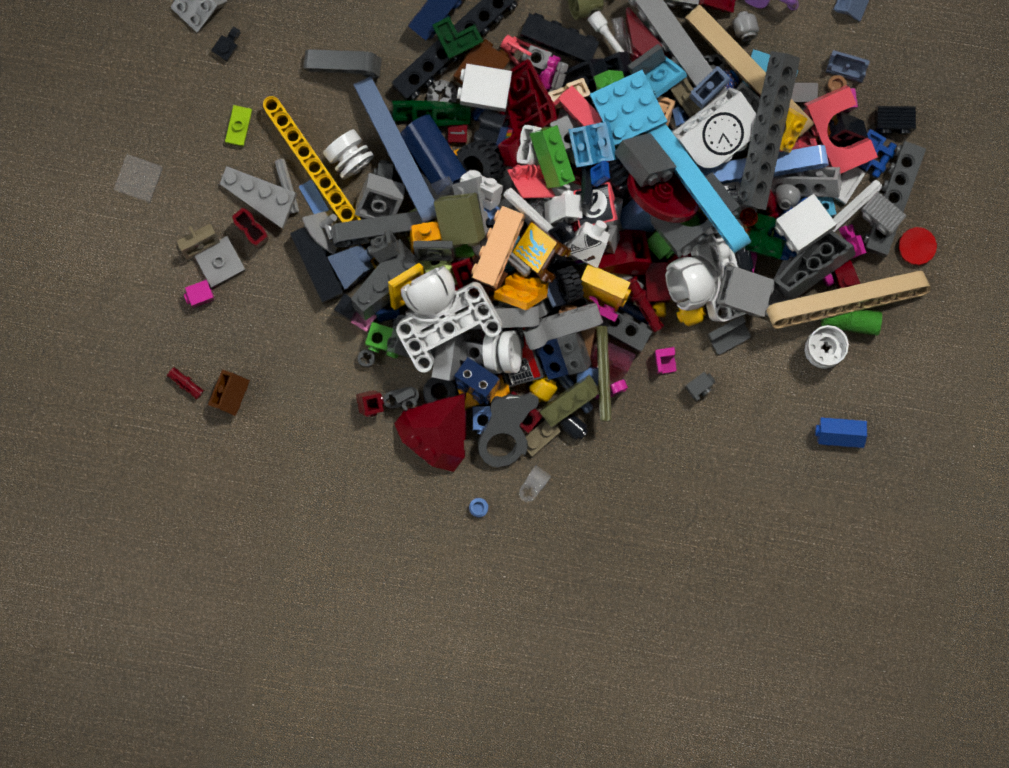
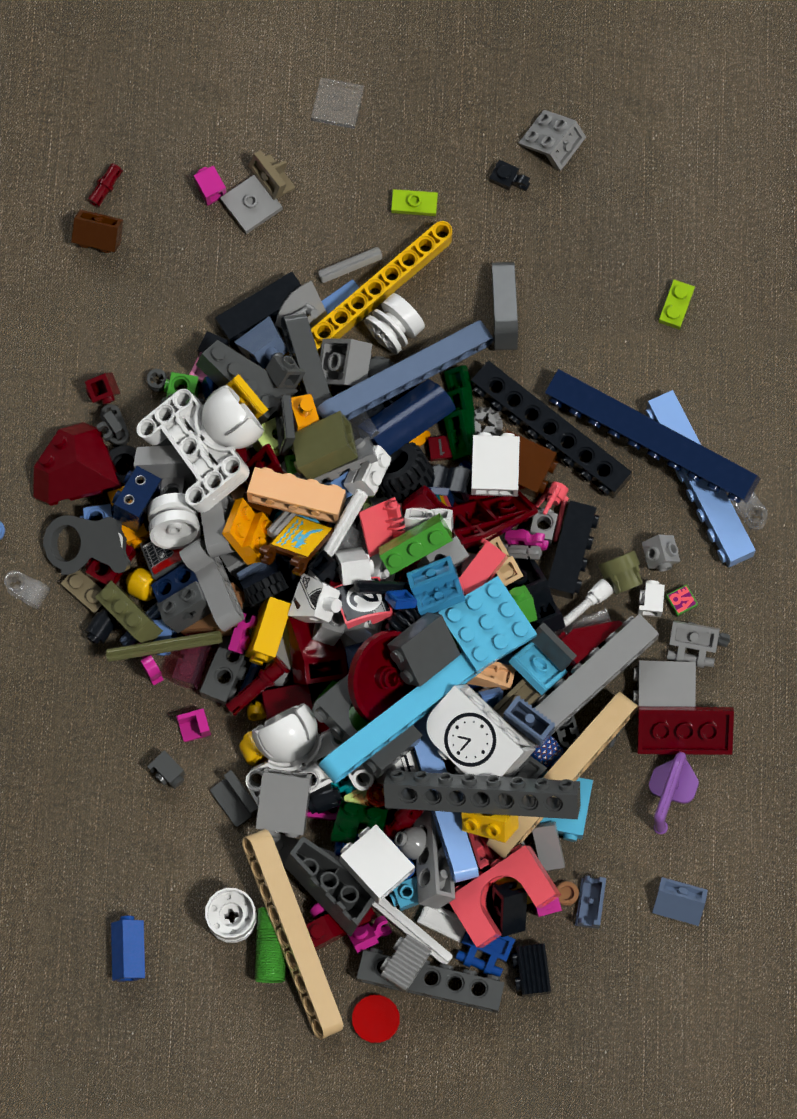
camera: 90 degrees right, 10 degrees down
(254, 232) = (290, 230): dark red brick -> none
(263, 196) = (334, 237): light grey wing -> none
(454, 42) = (546, 422): dark green plate -> none
(745, 26) = (622, 769): light grey head -> none

